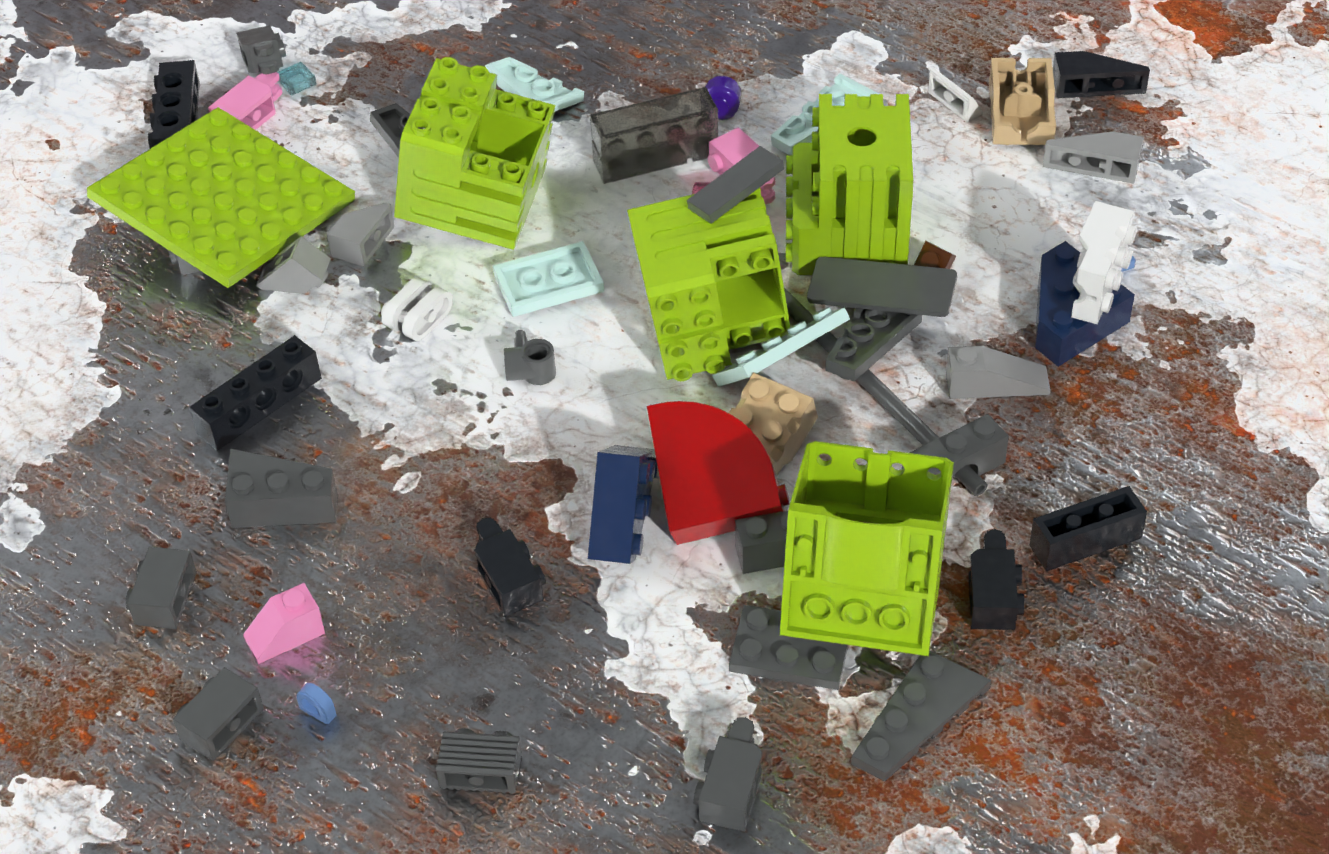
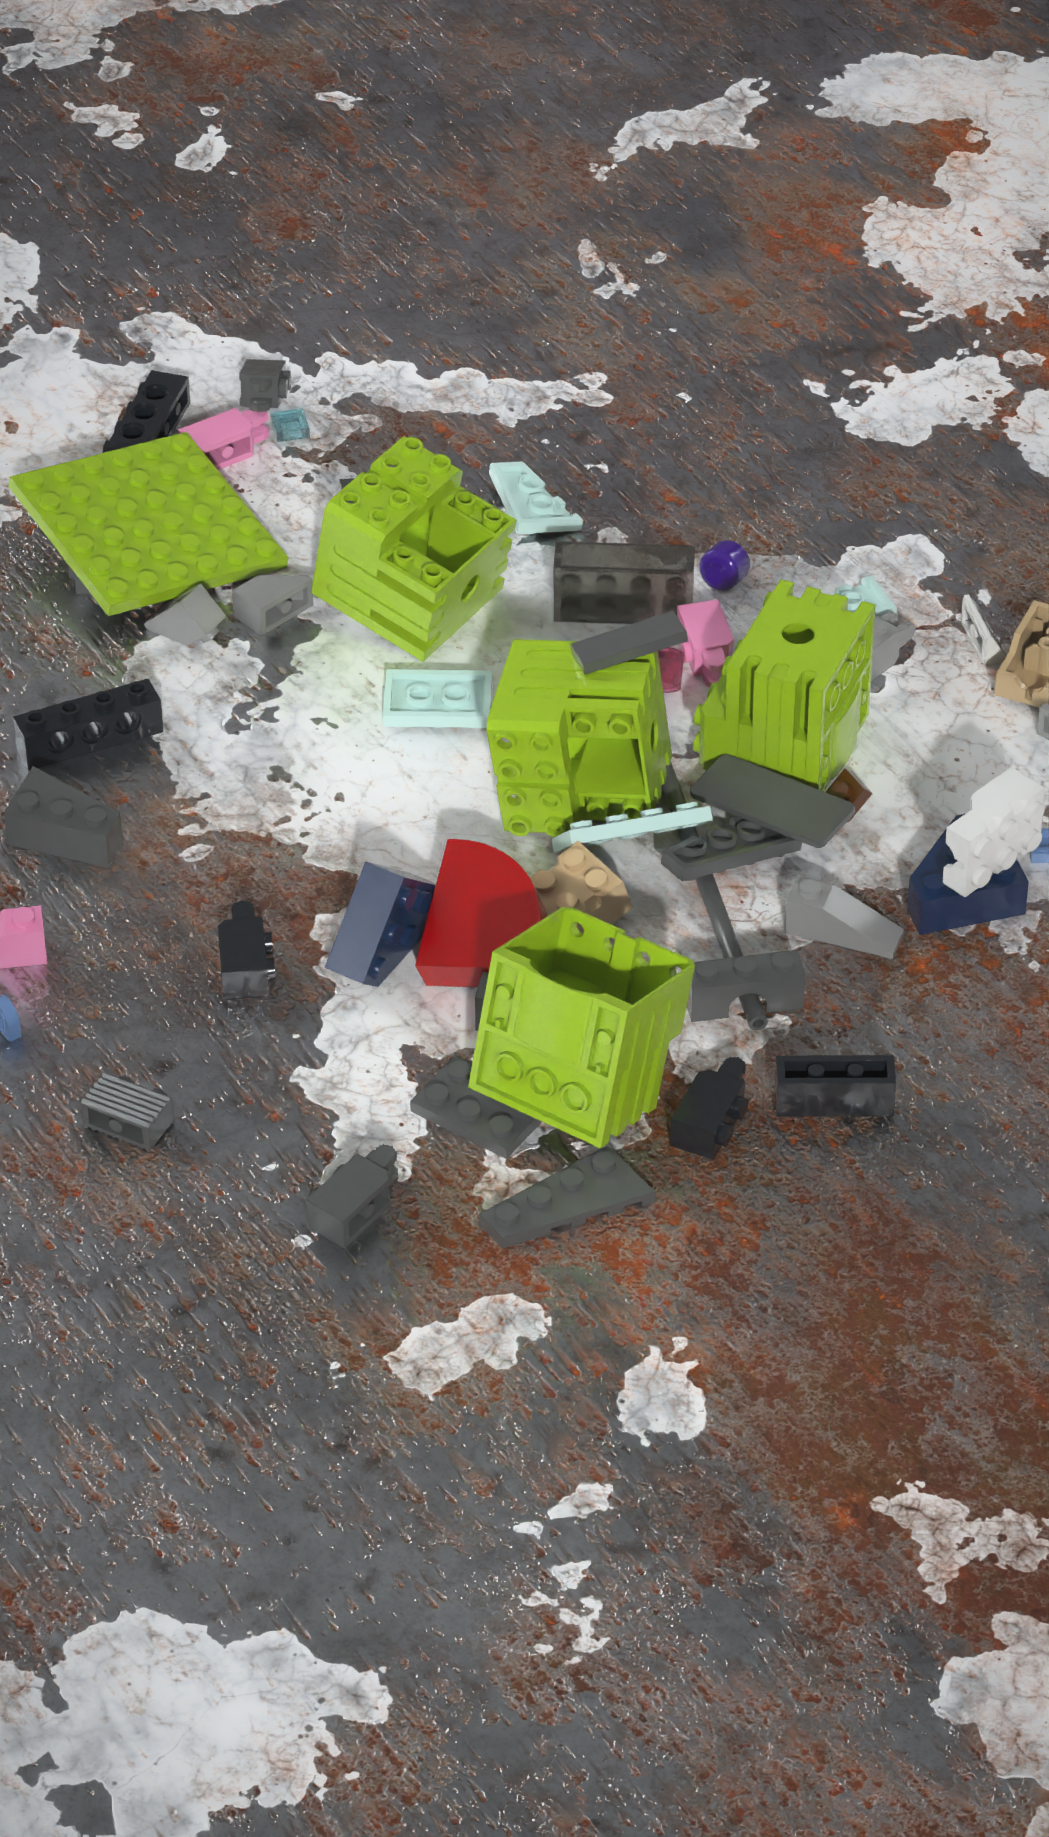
camera: 20 degrees right, 5 degrees down
(416, 309) = (288, 690): white brick -> none
(530, 360) = (372, 771): dark grey piece -> none

